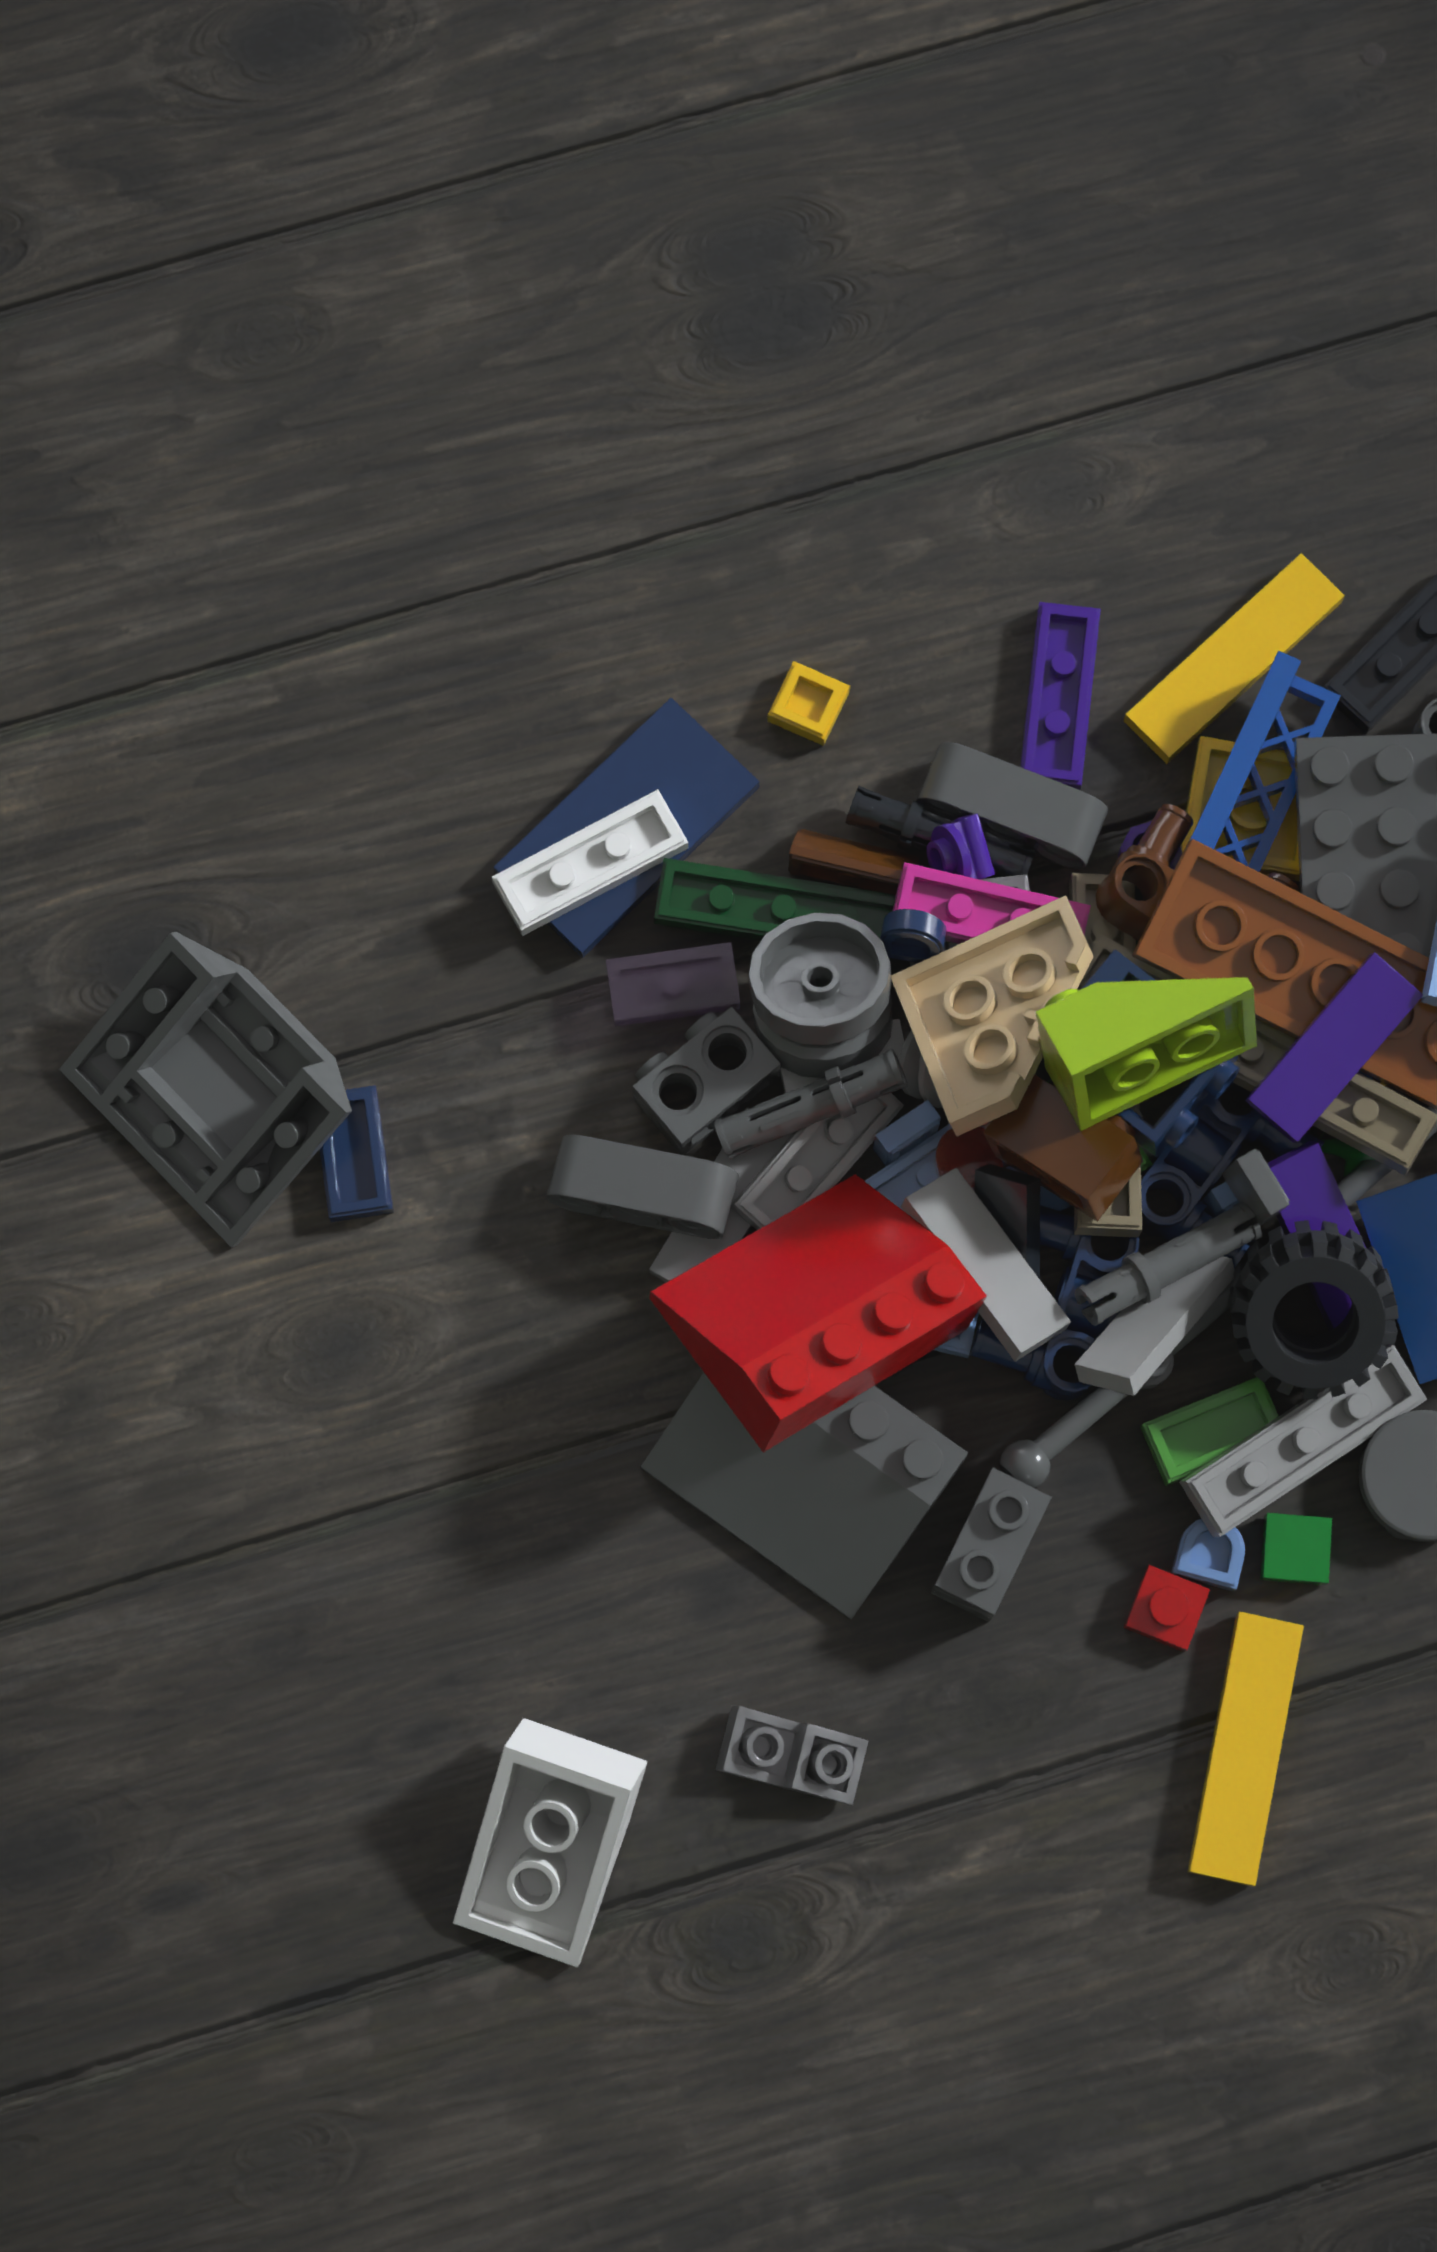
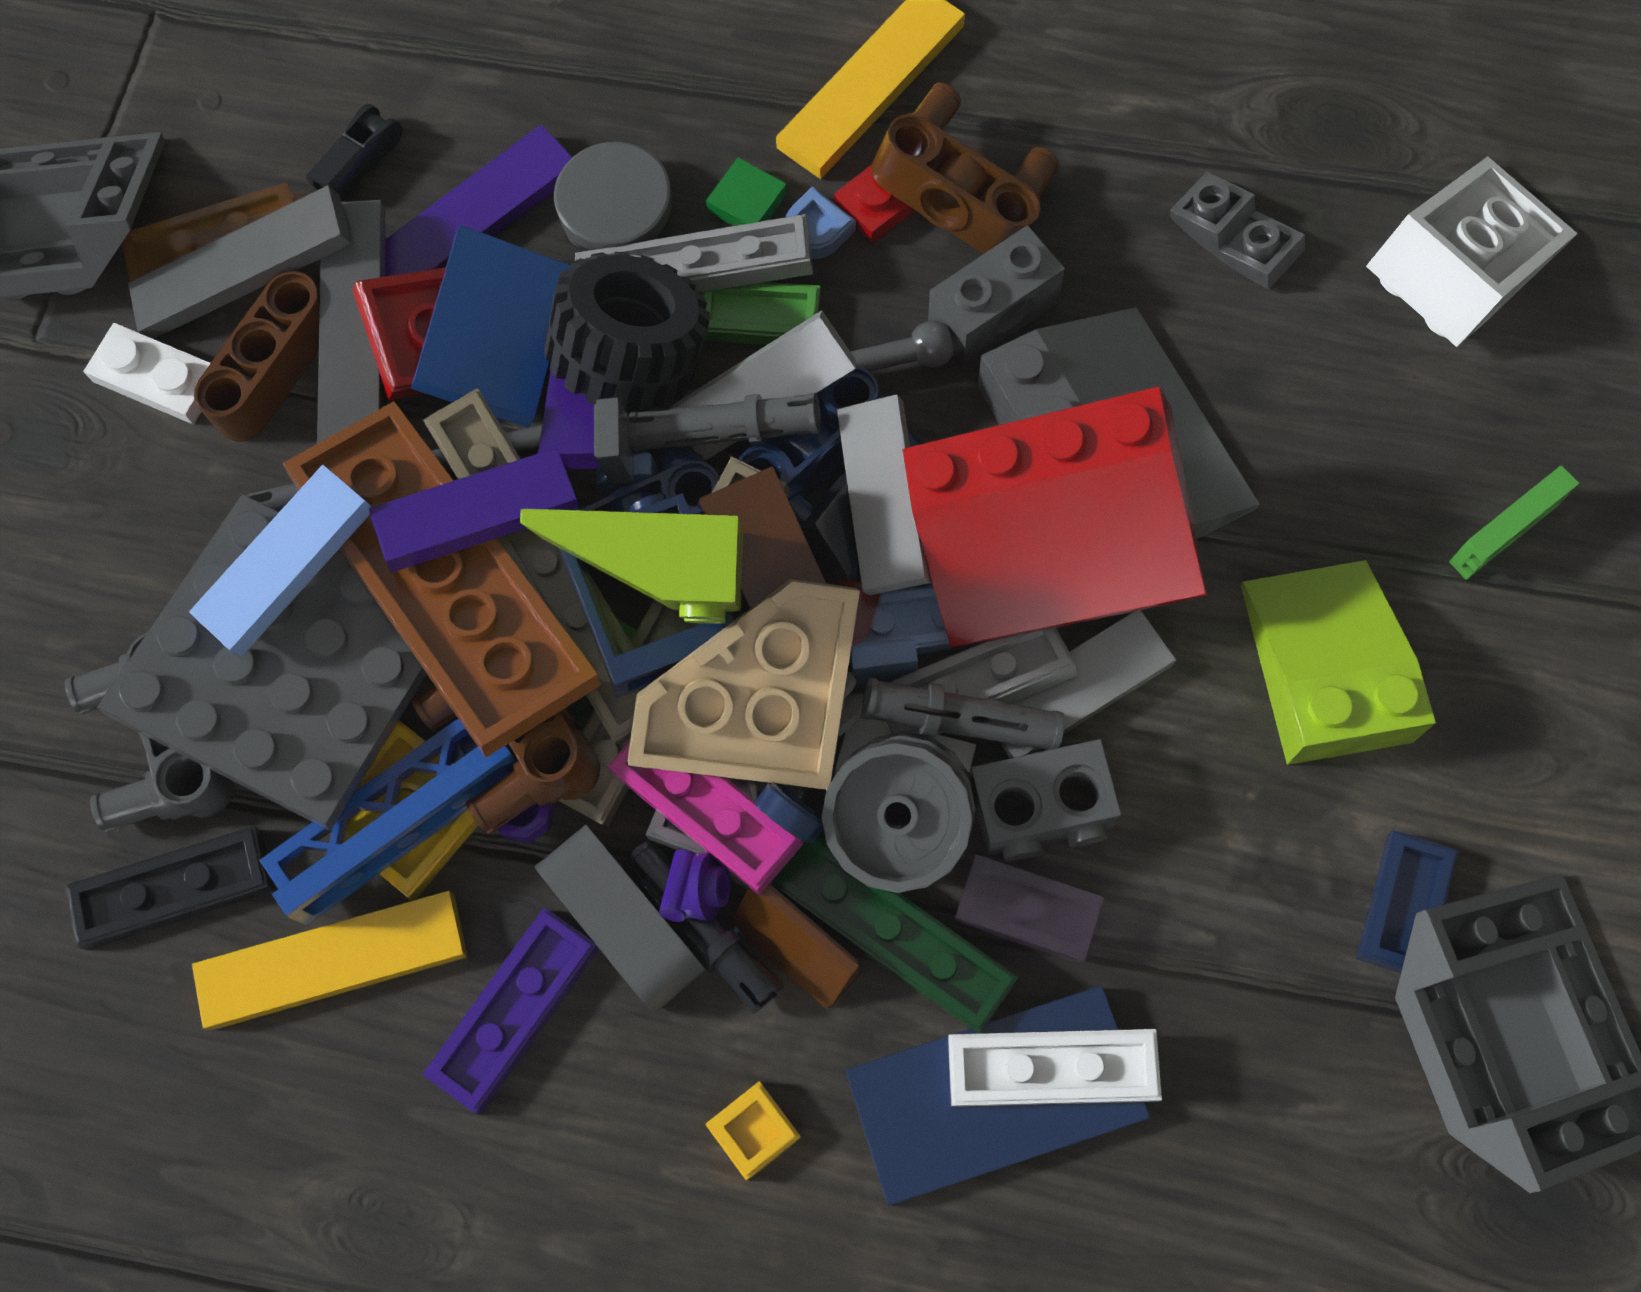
camera: 145 degrees left, 5 degrees down
(399, 1552) = (1513, 522): none -> bright green tile
(510, 1339) = (1335, 663): none -> lime slope
(642, 1186) = (1152, 726): dark grey beam -> none
(1089, 1642) = (955, 182): none -> reddish brown piece

